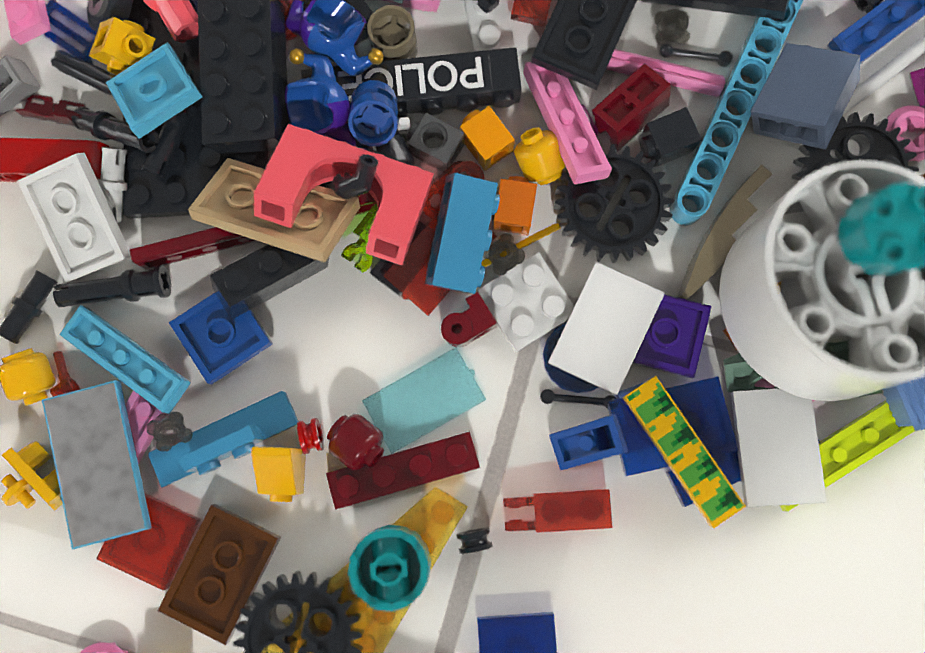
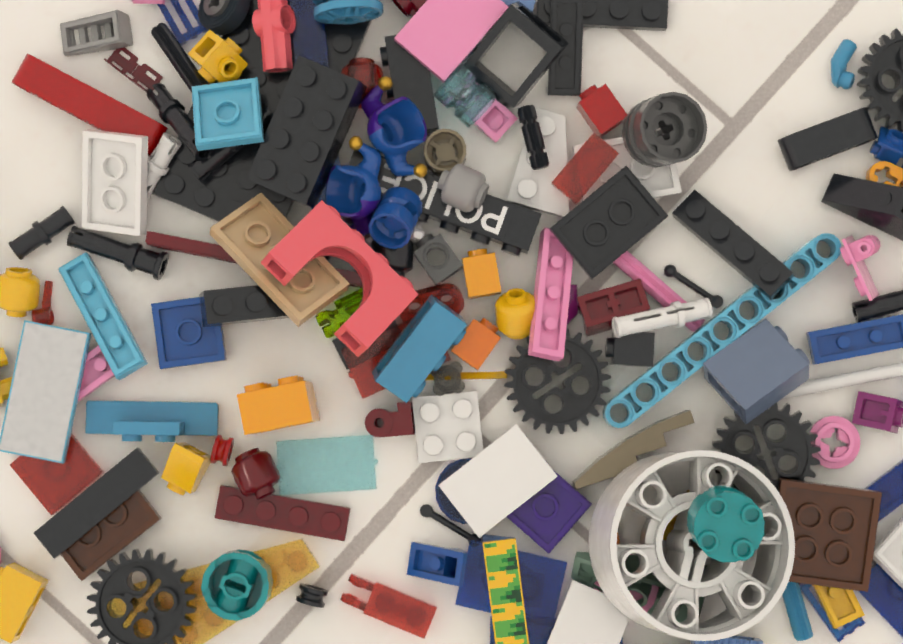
camera: 20 degrees right, 5 degrees up
(171, 421) = (113, 392): clear smoke plate -> none
(202, 554) = (96, 503): none -> black tile
(342, 357) = (277, 407): none -> light orange brick
(358, 183) = (354, 275): black arm -> none
(426, 51) = (463, 188): none -> light grey head
(676, 18) = (693, 249): clear smoke plate -> none
(697, 81) = (673, 315): none -> white pin

